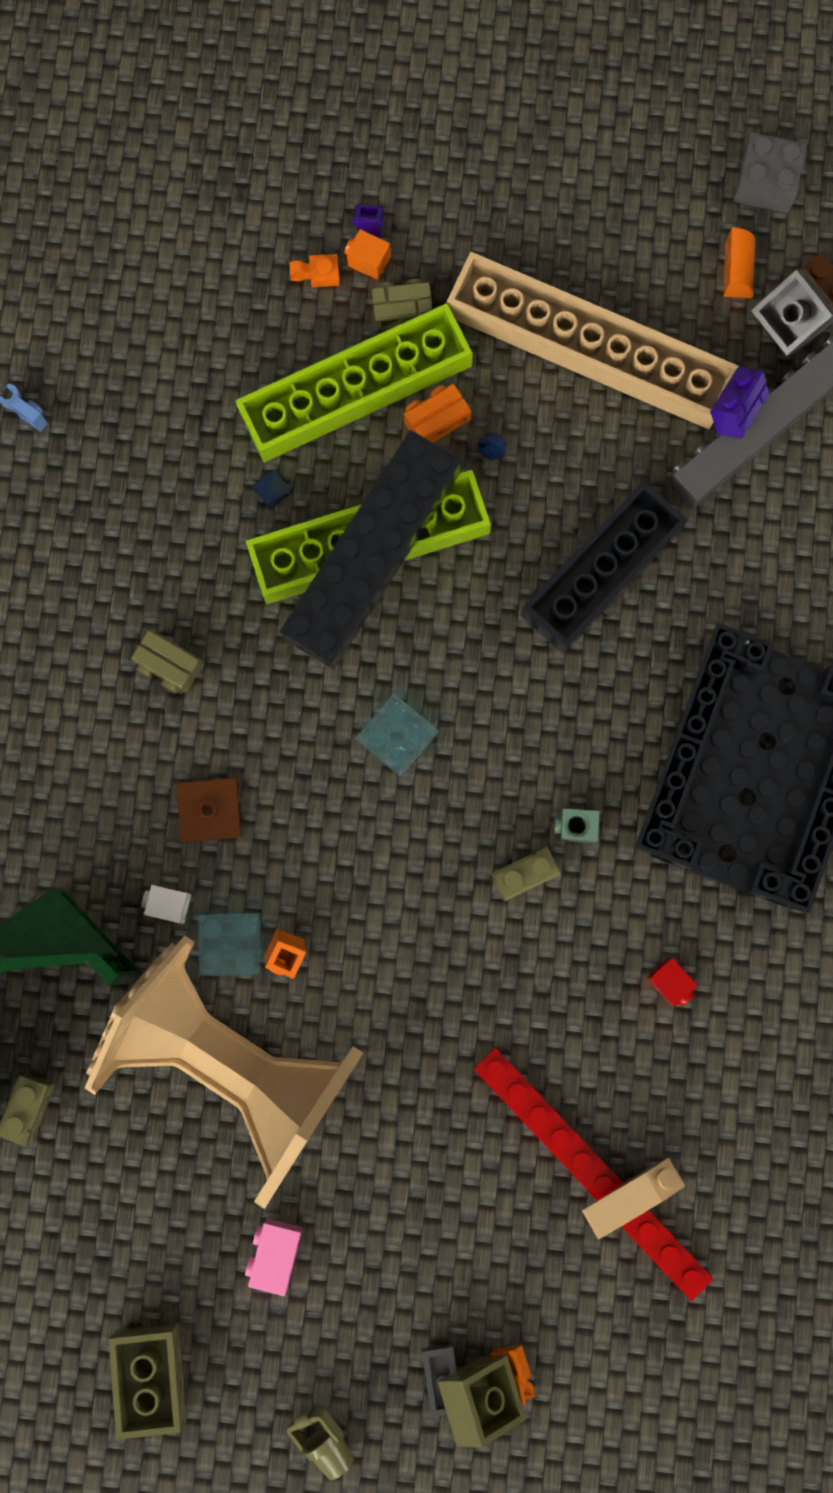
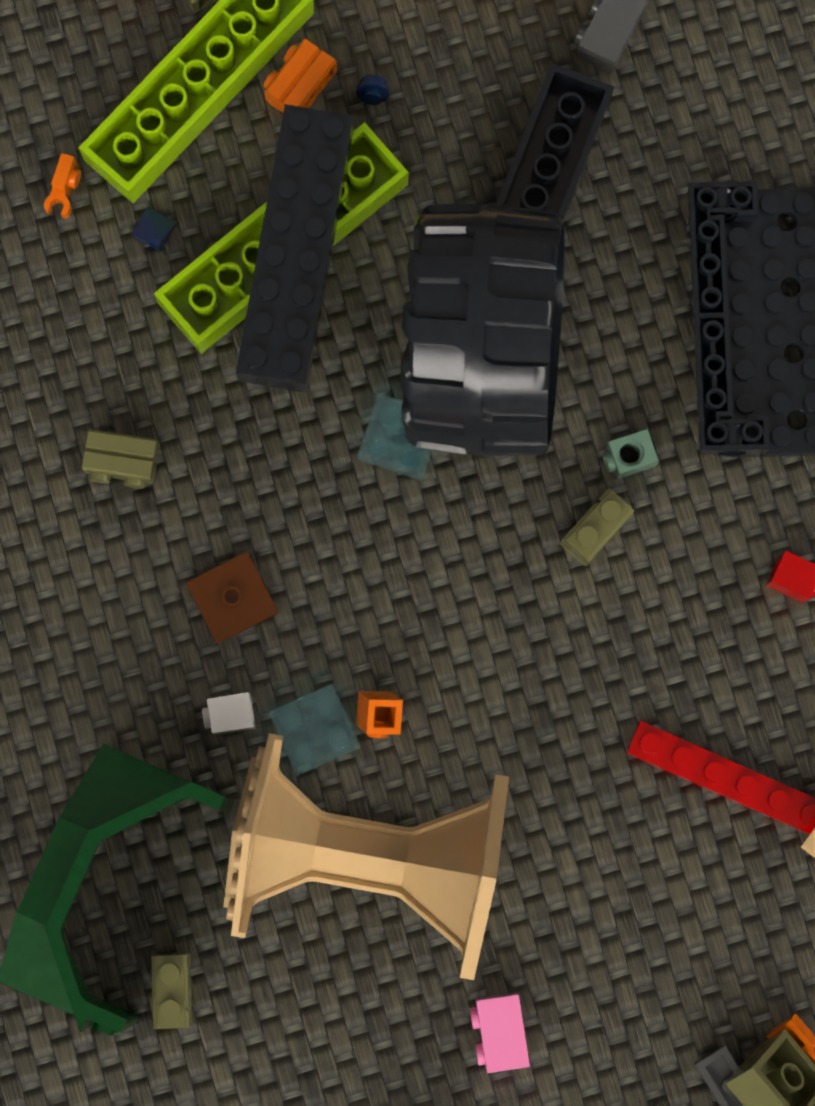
camera: 30 degrees left, 0 degrees up
(216, 422) = (65, 178): none -> orange plate
(491, 677) = (483, 329): none -> black wheel

